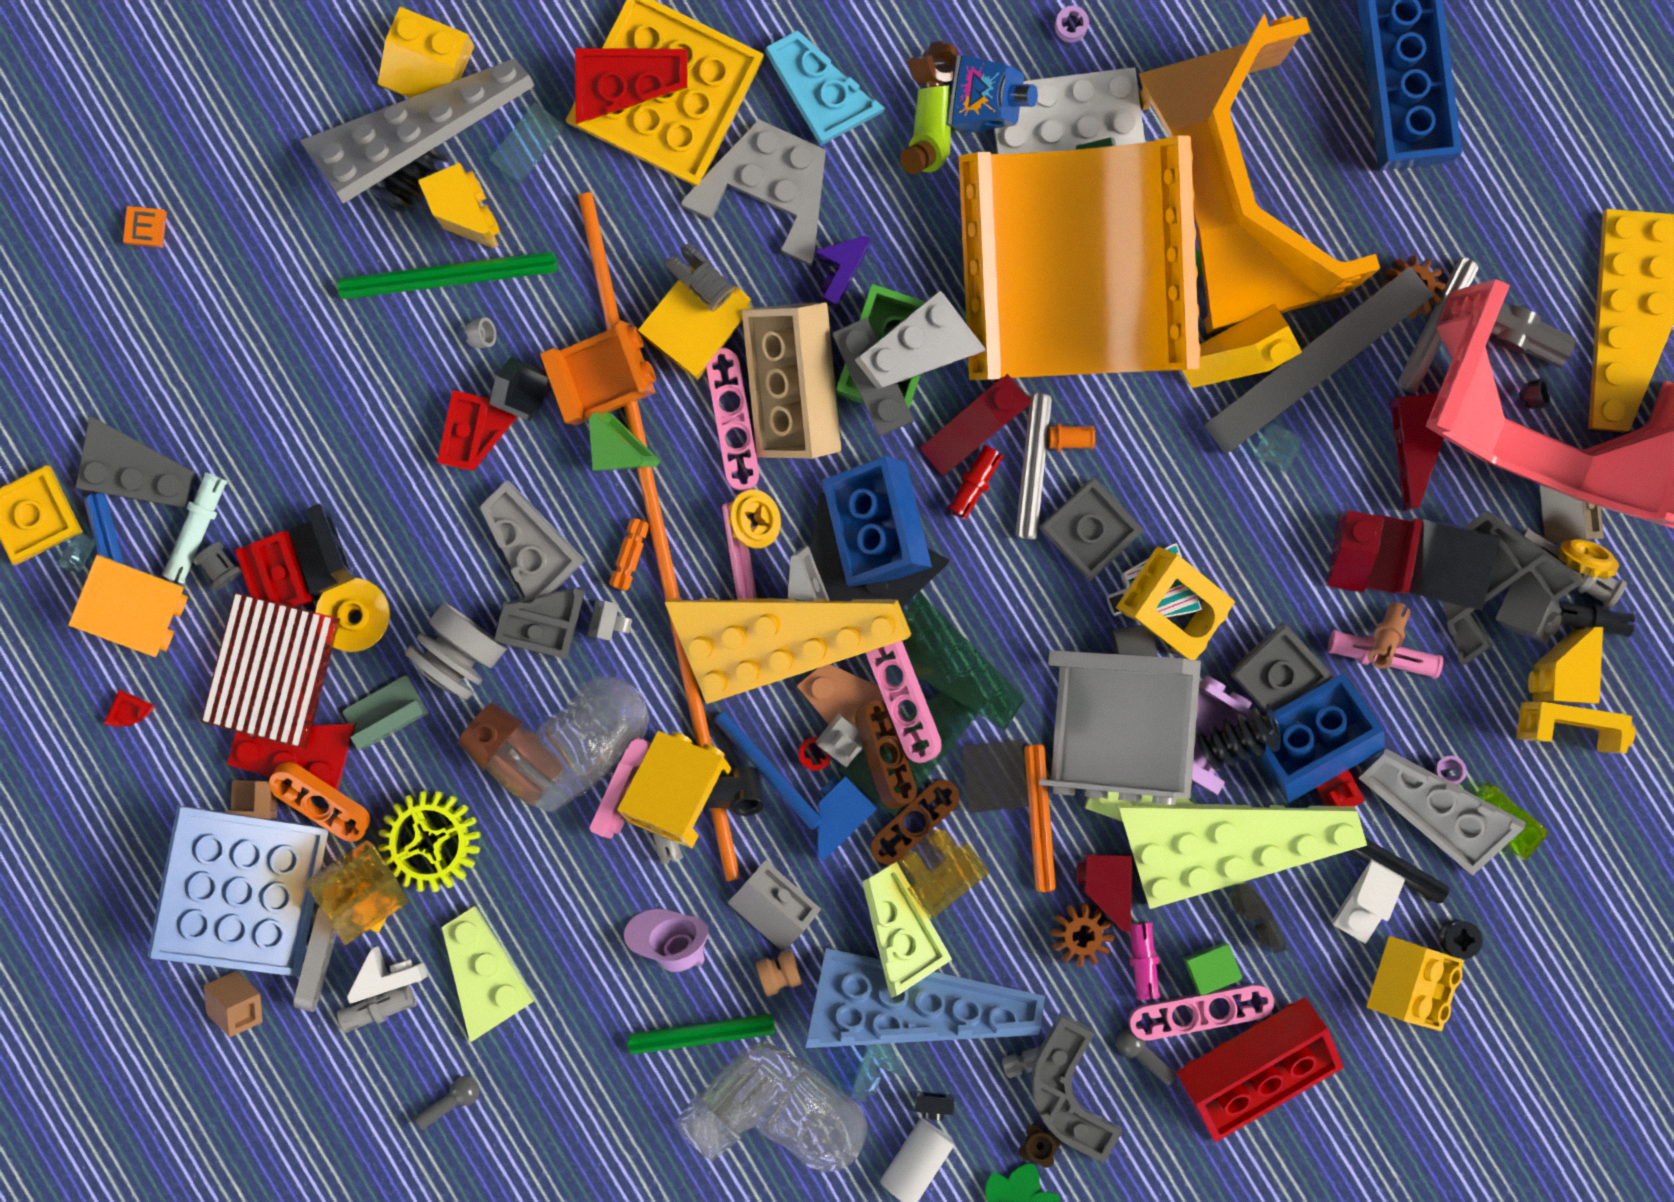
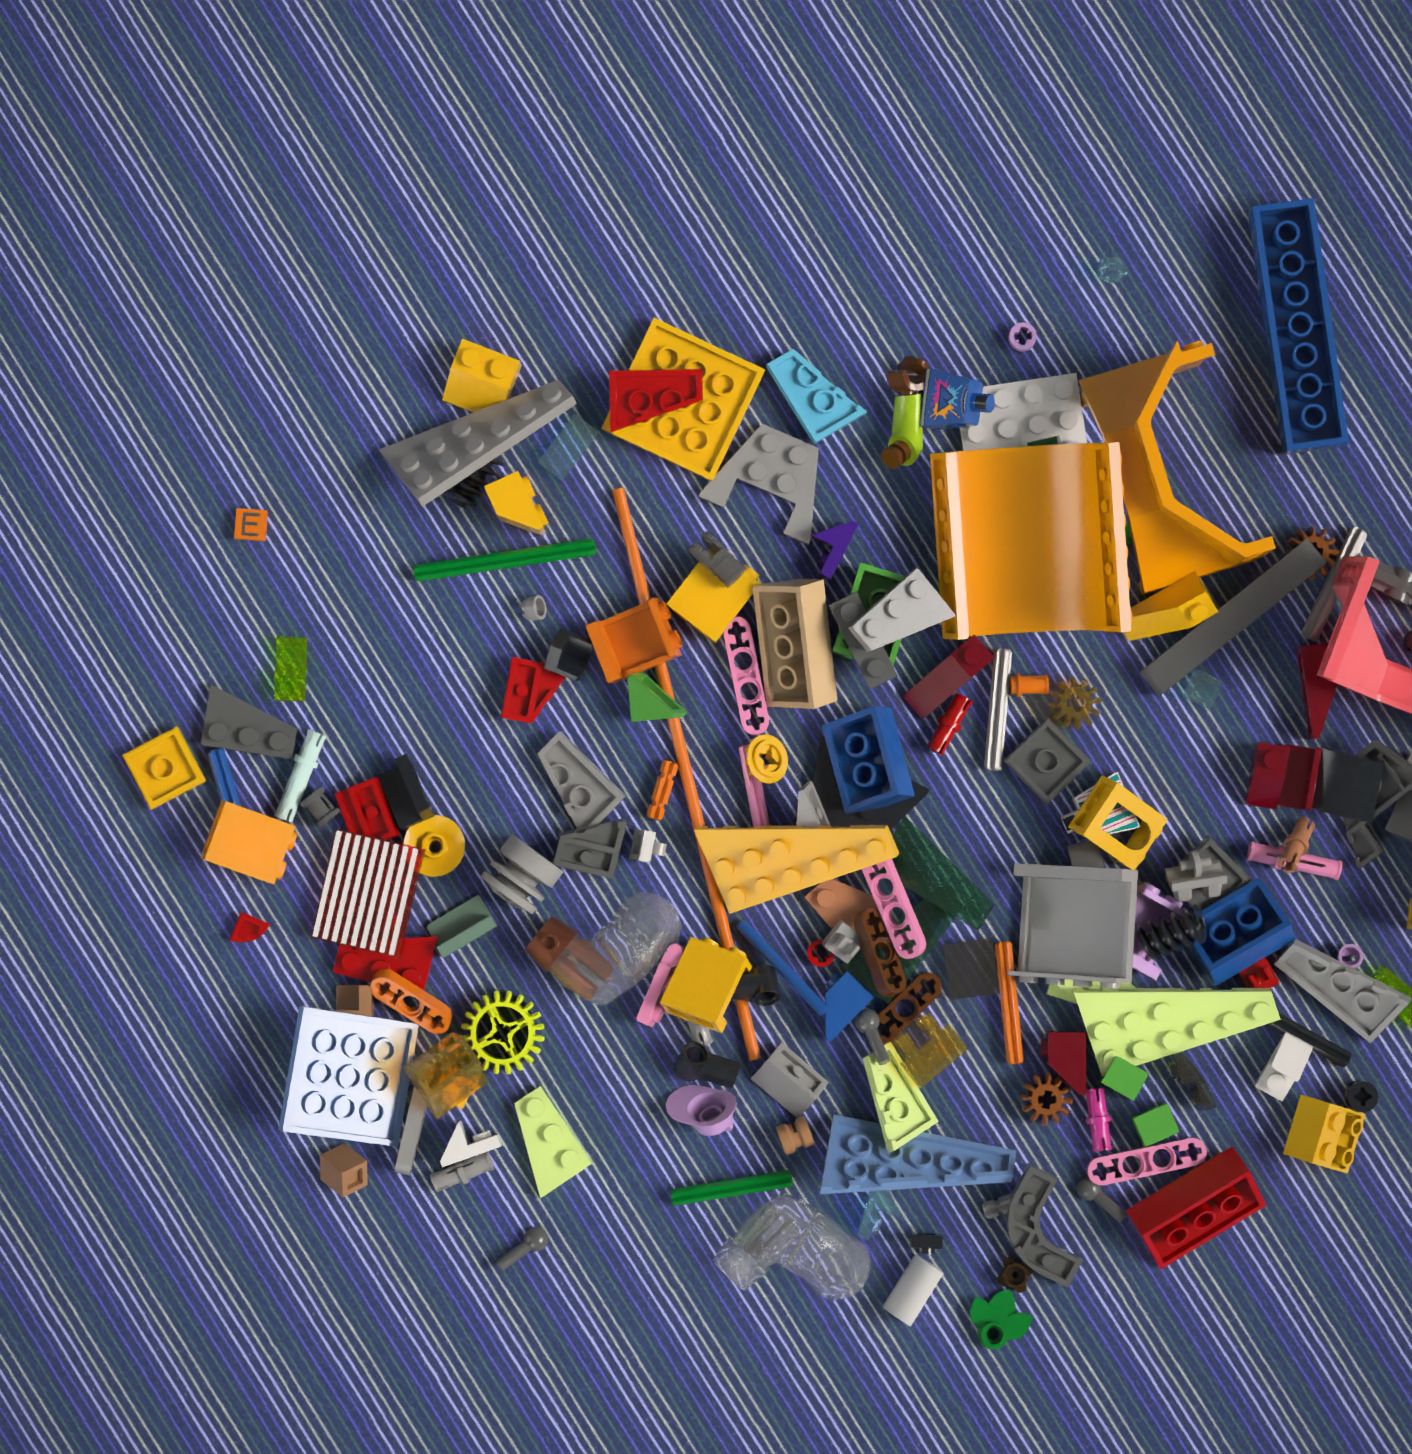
camera: 10 degrees right, 0 degrees up
(77, 553) = (203, 798): clear light blue tile -> none
(188, 399) = (291, 668): none -> clear neon green slope
(672, 887) = (697, 1062): none -> black piece
(869, 838) = (868, 1022): none -> dark grey bar
(1118, 470) = (1081, 694): none -> clear yellow gear
(1177, 912) = (1124, 1078): none -> bright green panel
(1266, 668) = (1194, 874): none -> light grey hips

